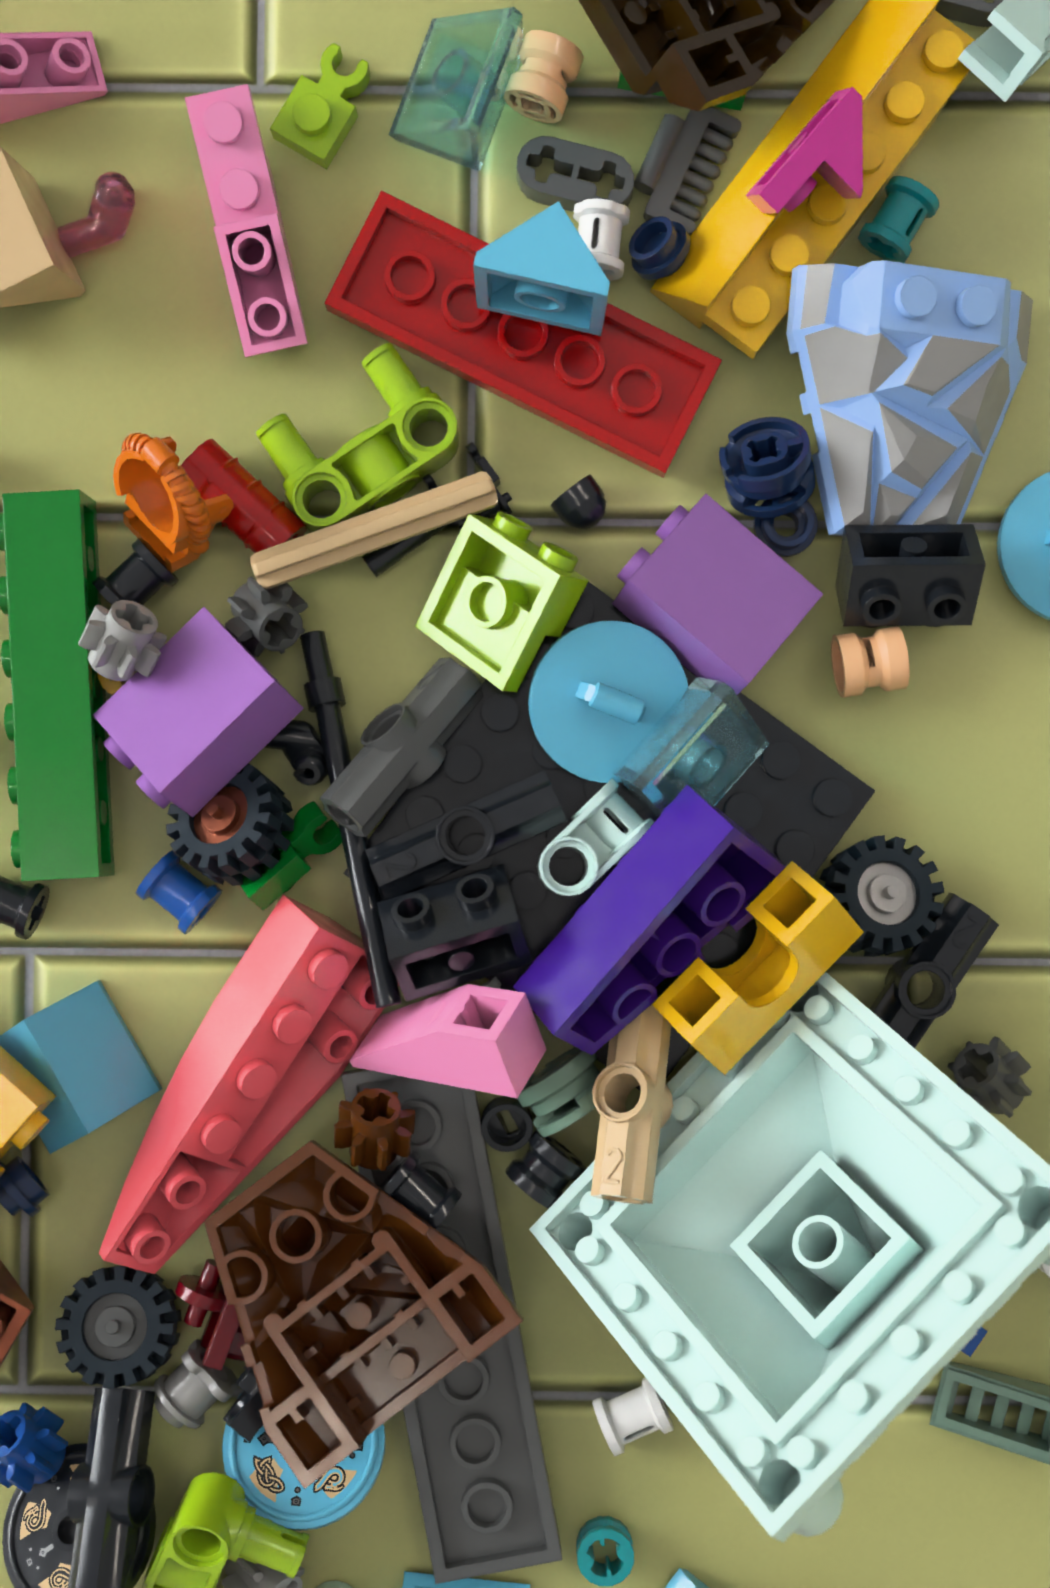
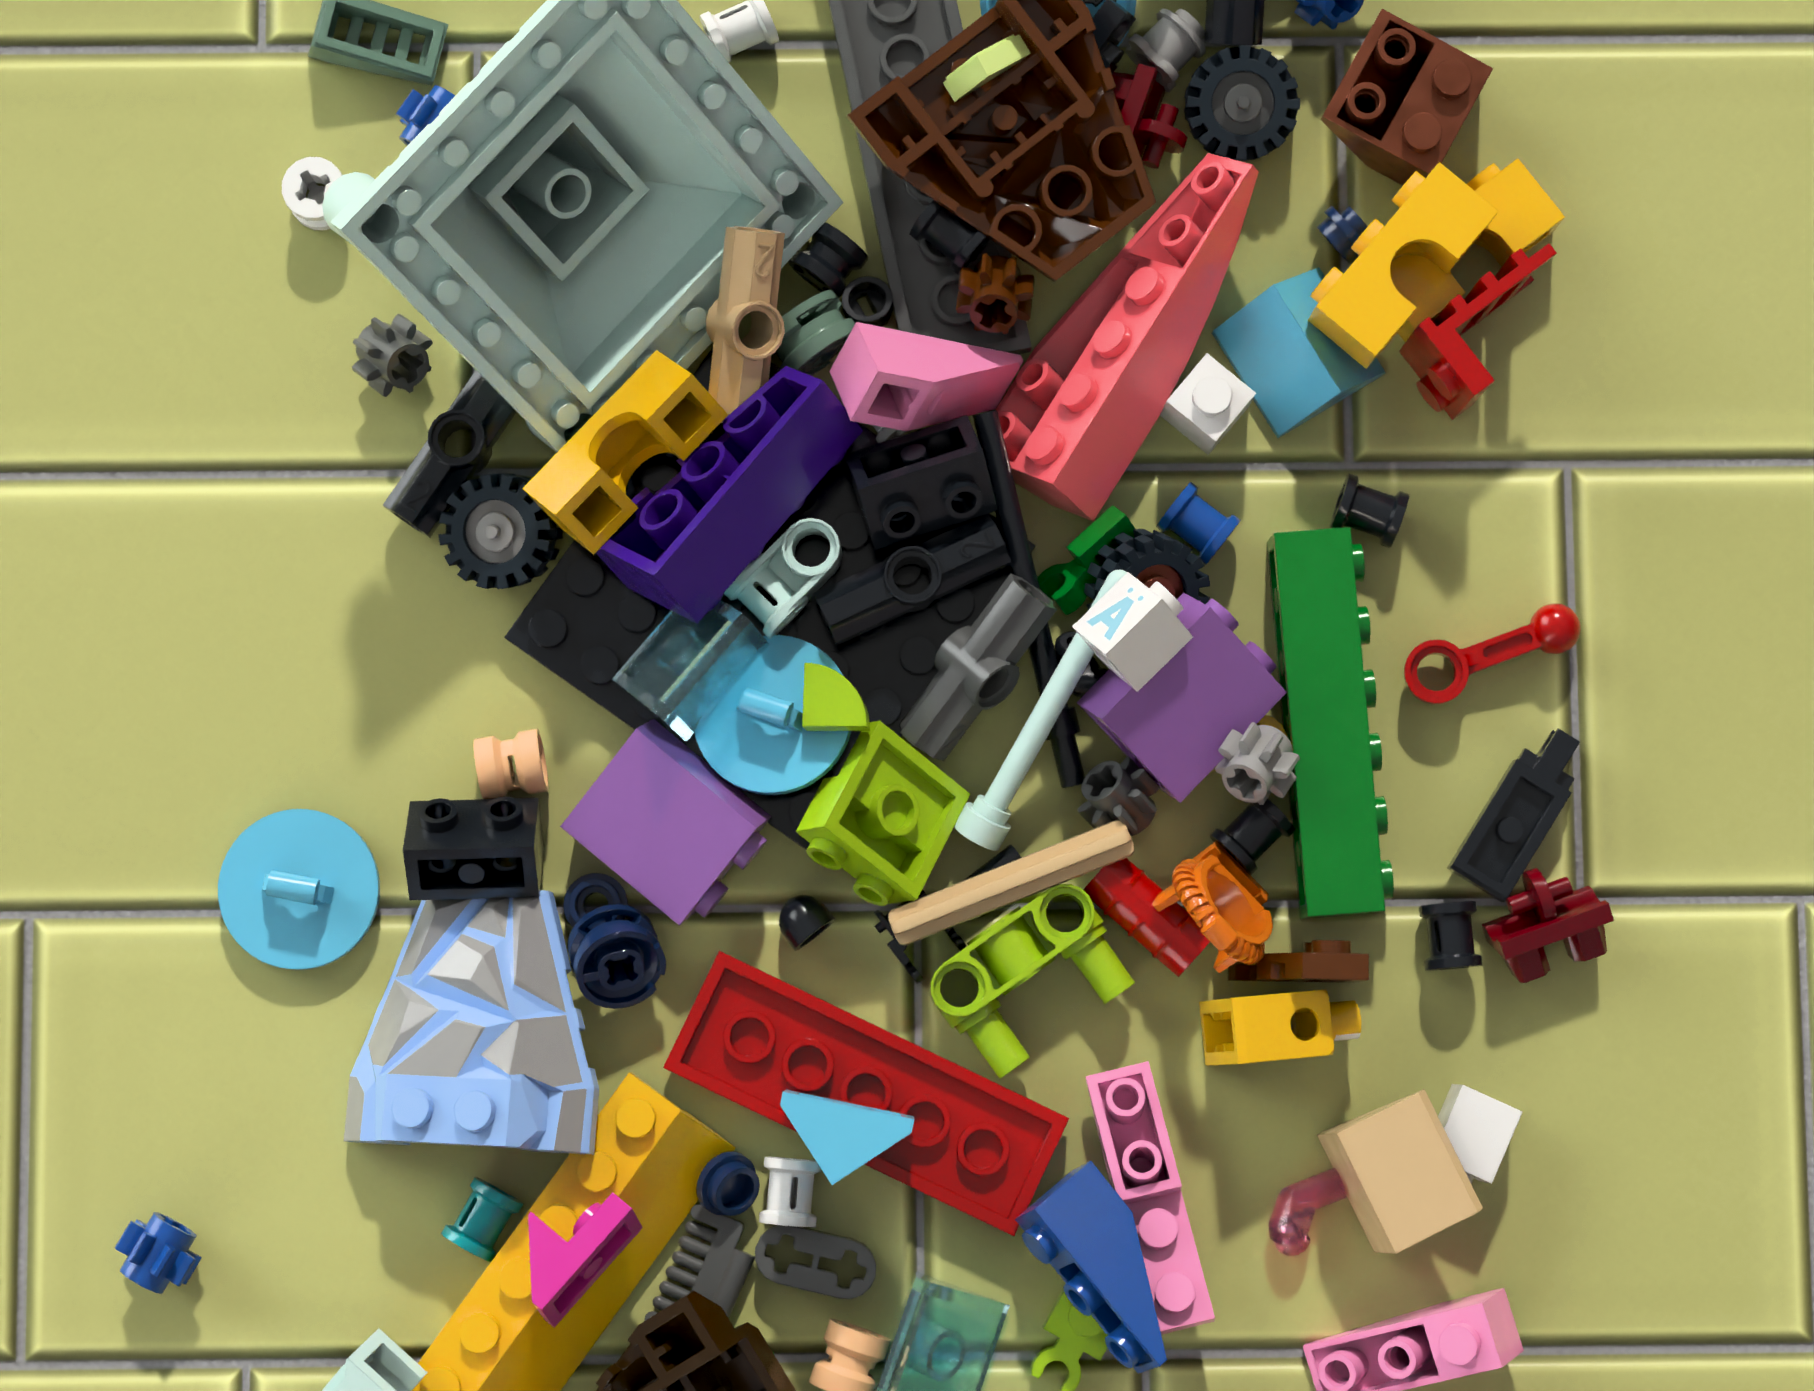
camera: 170 degrees right, 5 degrees down
(68, 438) = (1319, 962): none -> reddish brown wing
(119, 383) = (1260, 1027): none -> yellow torso
(162, 1013) = (1207, 403): none -> white brick
(237, 770) = (1134, 629): none -> white brick
(298, 169) = (1097, 1252): none -> blue slope
(377, 1371) = (985, 66): none -> yellowish green tile
(398, 598) = (987, 817): none -> light aqua piece
(550, 708) = (831, 702): none -> lime tile

